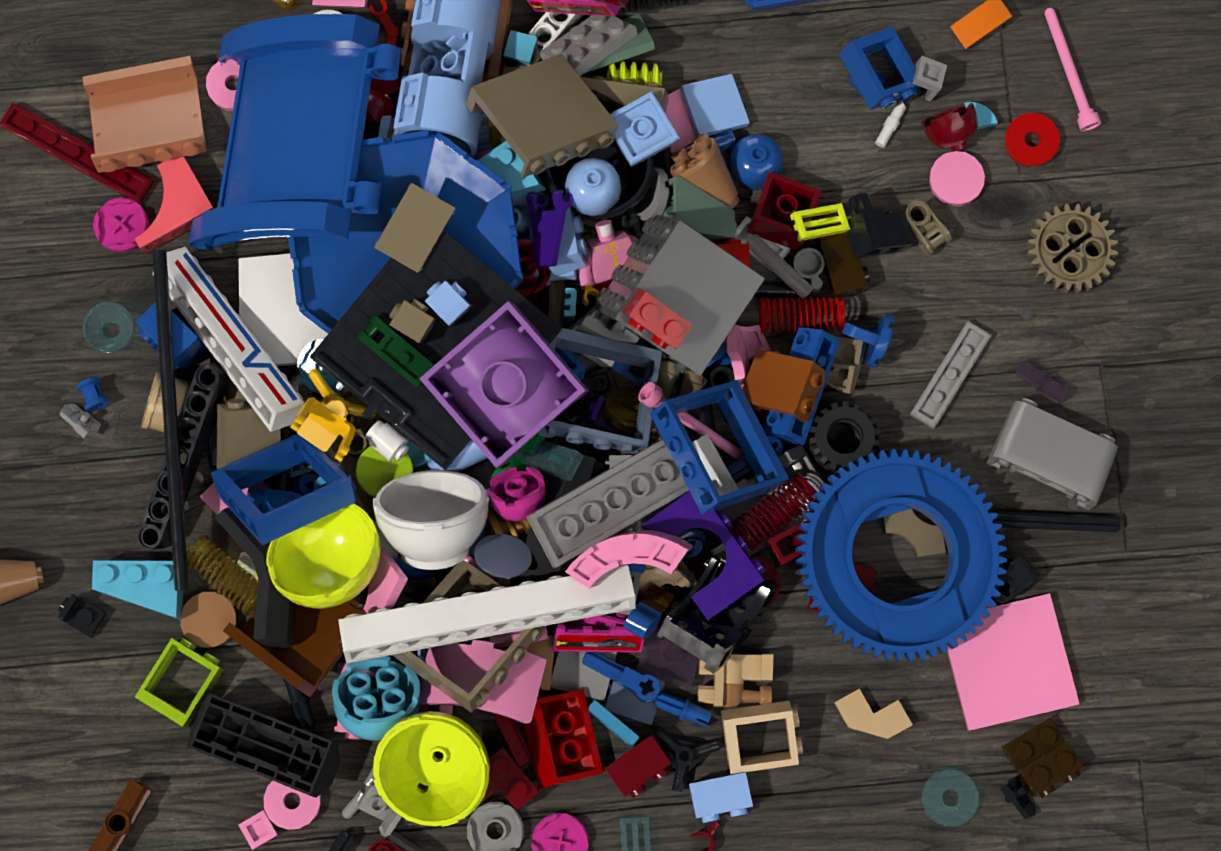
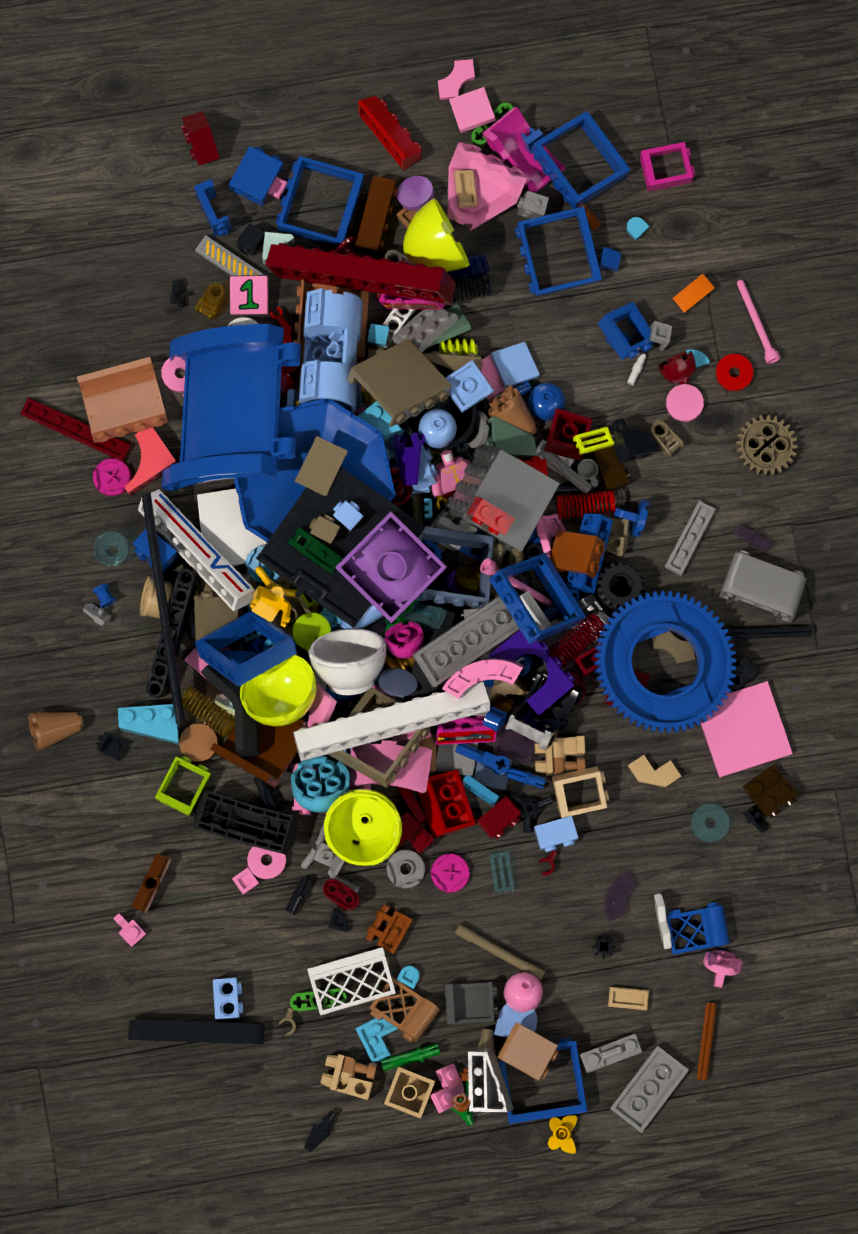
camera: 10 degrees left, 0 degrees up
(387, 441) = (313, 611): white brick -> none

